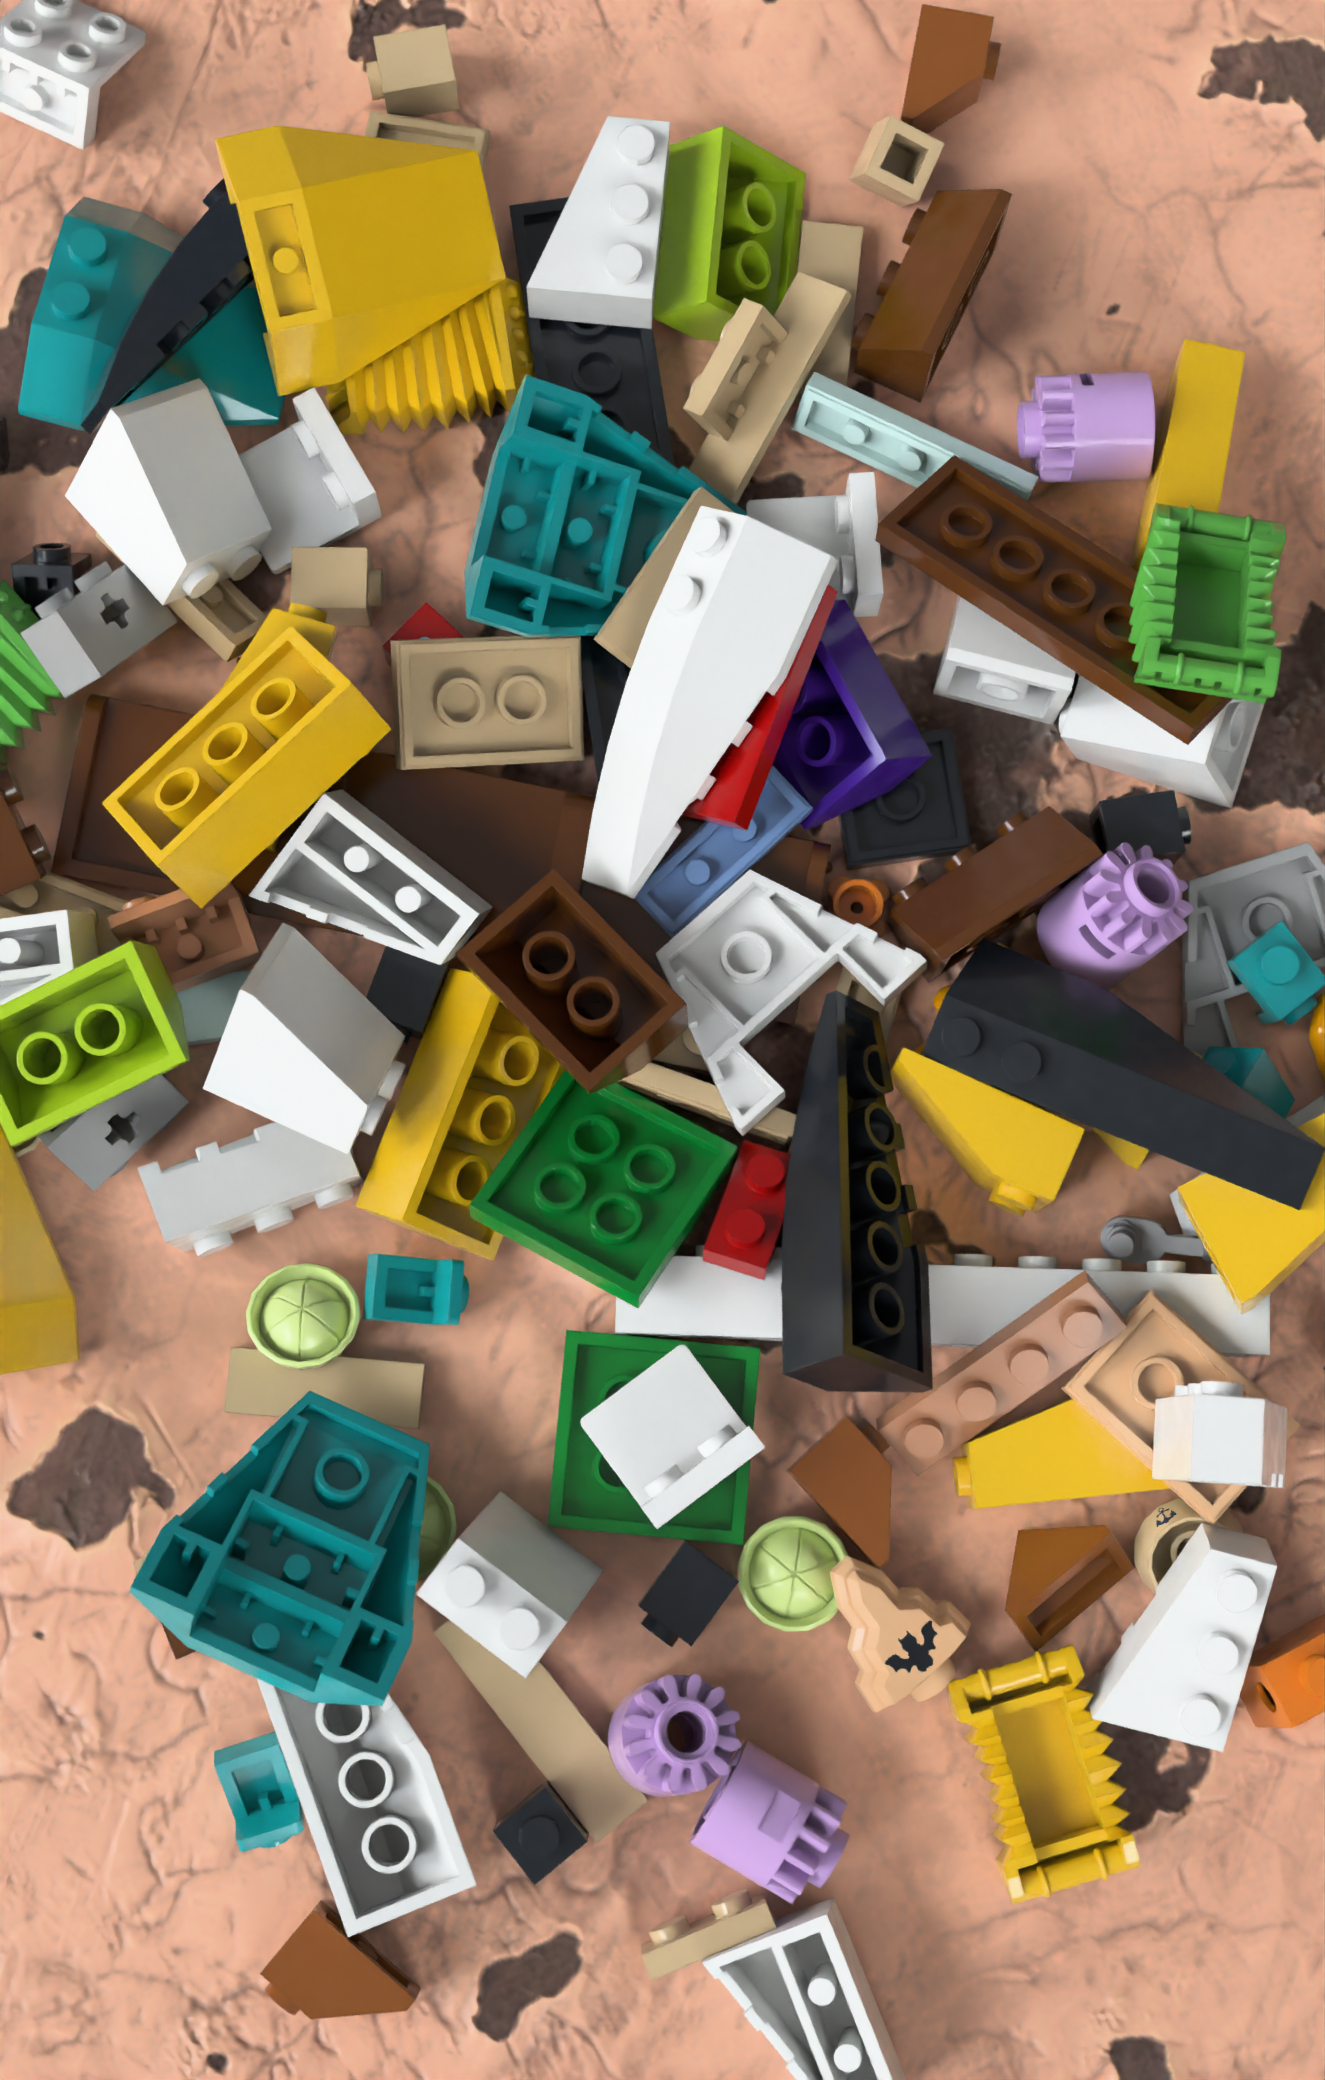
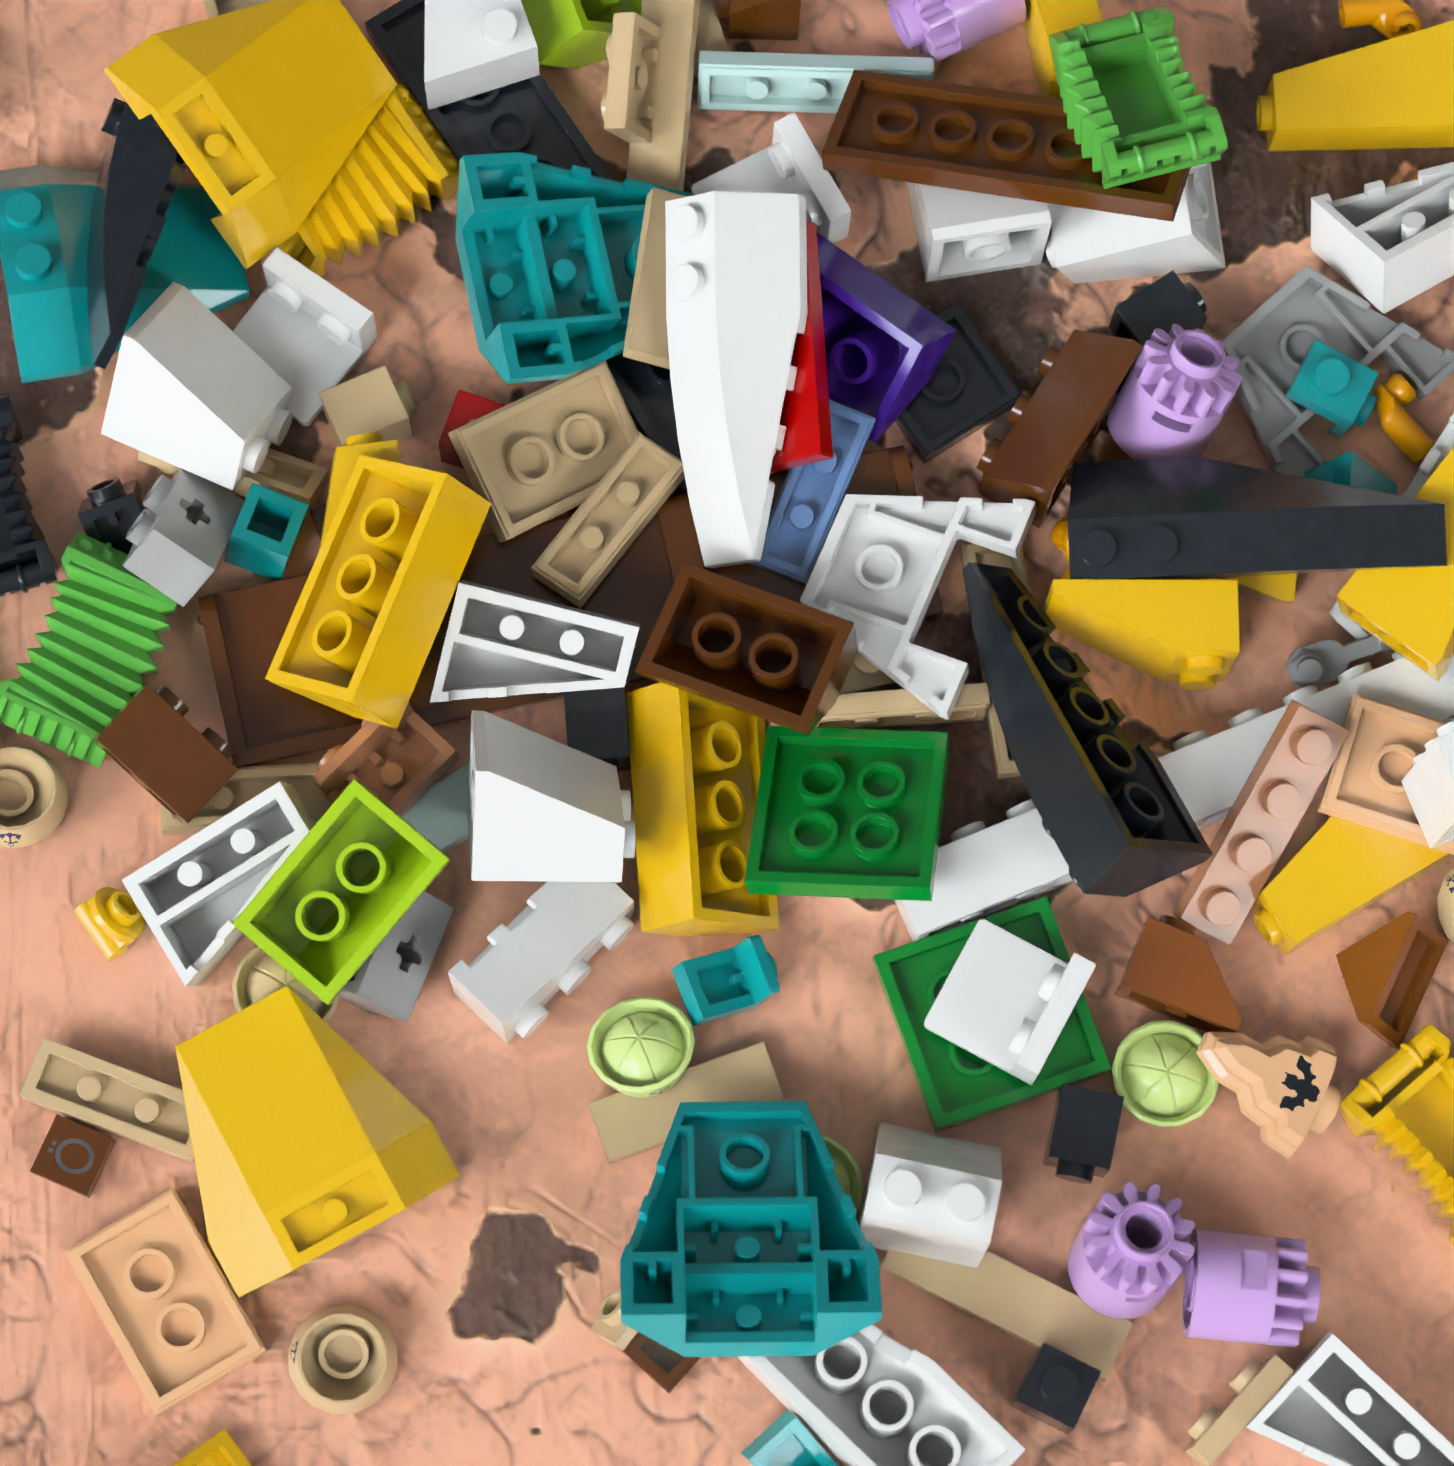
camera: 25 degrees left, 5 degrees down
(181, 660) = (266, 532): none -> teal brick
(509, 793) = (609, 520): none -> tan tile
(750, 1212) = (986, 781): red plate -> none
(869, 894) = (954, 474): orange plate -> none

